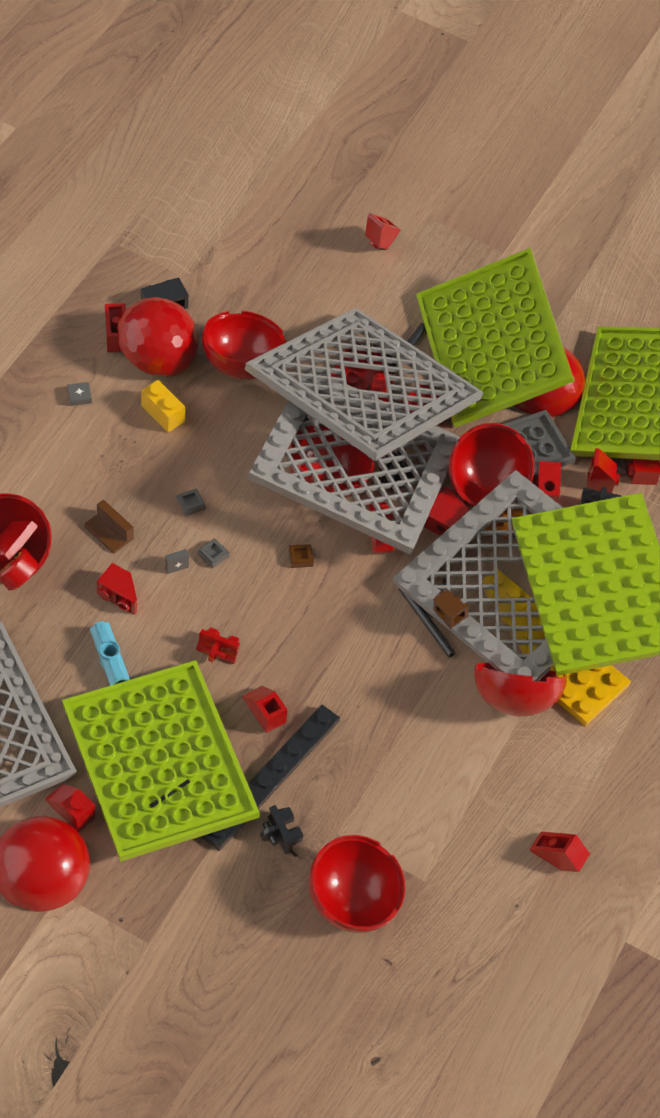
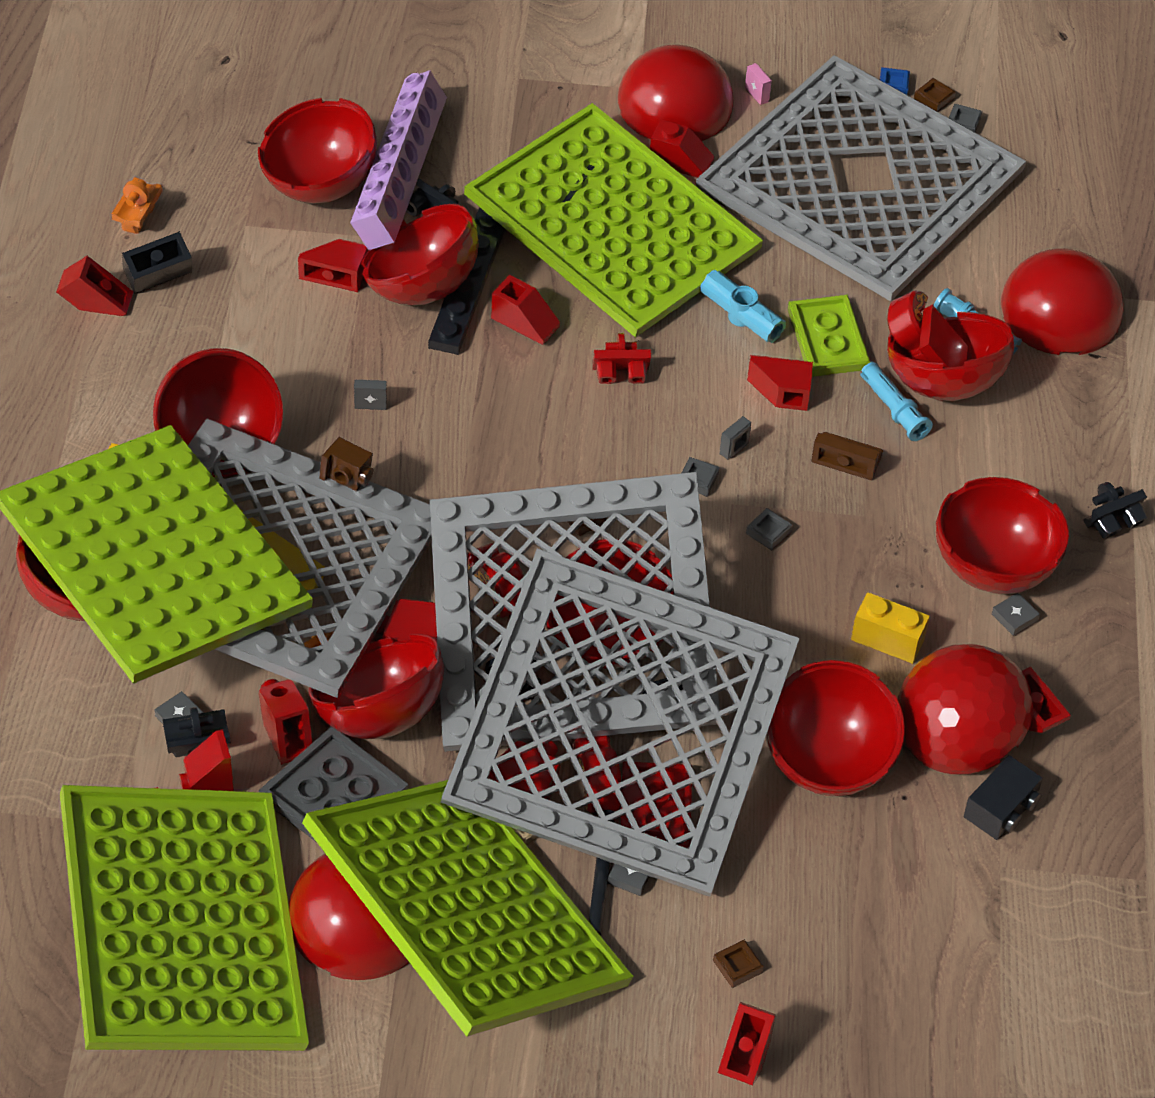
camera: 160 degrees right, 5 degrees down
(54, 557) = (903, 410): none -> medium azure pin
(62, 618) = (828, 334): none -> lime tile
(67, 410) = (1001, 535): none -> red piece
(293, 862) = (398, 160): none -> lavender brick
(324, 756) = (427, 257): none -> red piece
(356, 284) = (738, 963): none -> reddish brown tile
(377, 804) = (334, 264): none -> red slope
(400, 687) = (370, 394): none -> dark grey tile
(503, 915) = (136, 204): none -> orange hips
(509, 848) = (157, 262): none -> black brick

